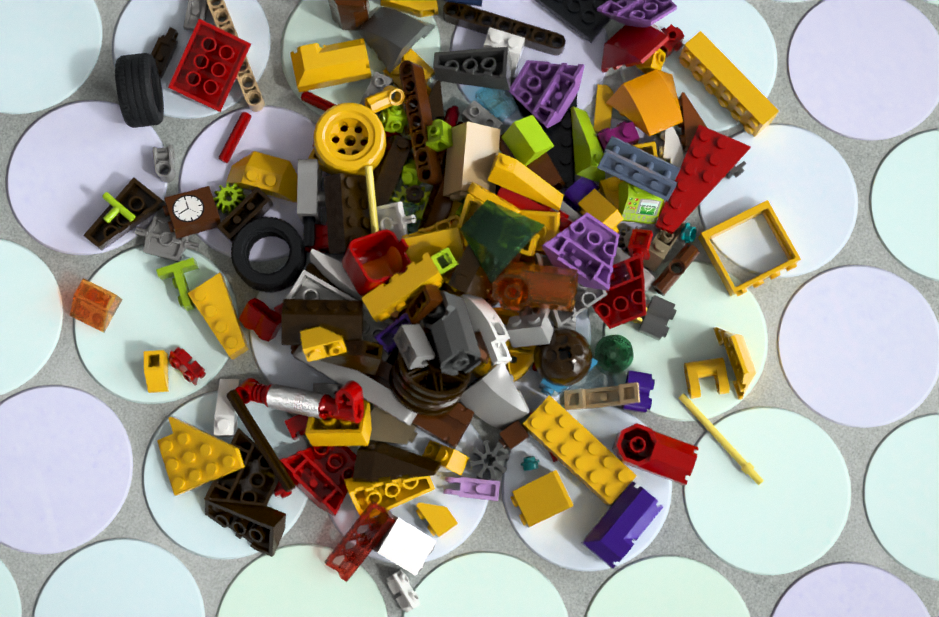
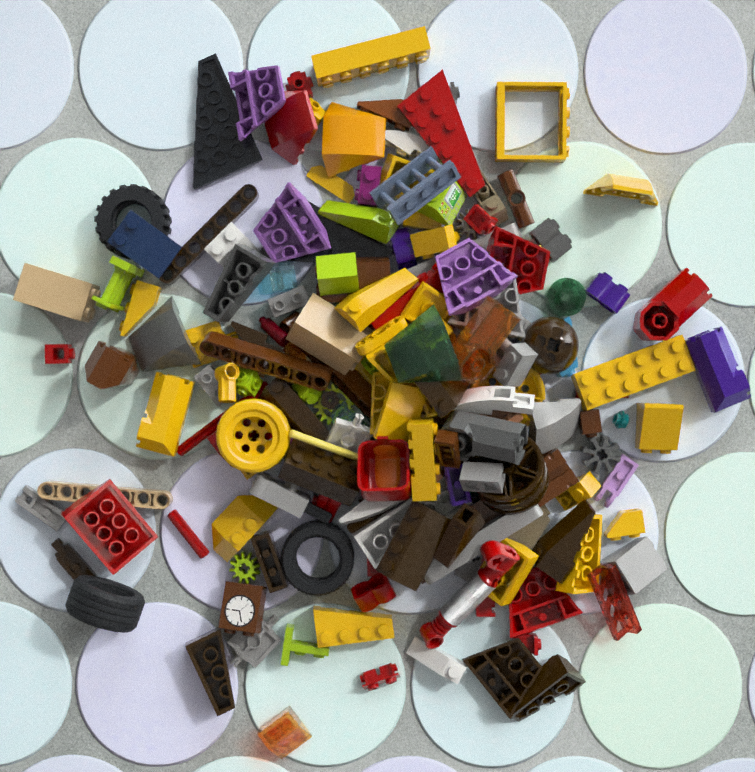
camera: 60 degrees left, 10 degrees up
(117, 208) = (208, 675): lime piece -> none
(156, 371) = (372, 706): yellow slope -> none
(164, 159) = (177, 607): light grey piece -> none
(196, 457) = (467, 707): yellow wing -> none
(260, 440) = (483, 646): dark brown axle -> none
(321, 343) = (438, 558): yellow slope -> none
(400, 583) = (681, 583): white hinge -> none
(439, 135) = (289, 351): lime brick -> none
(444, 260) = (417, 411): lime brick -> none
(602, 397) = (596, 325): tan slope -> none
(688, 233) = (489, 169): teal plate -> none
(706, 368) = (617, 222): yellow connector -> none
(746, 466) = (720, 232): light yellow bar -> none

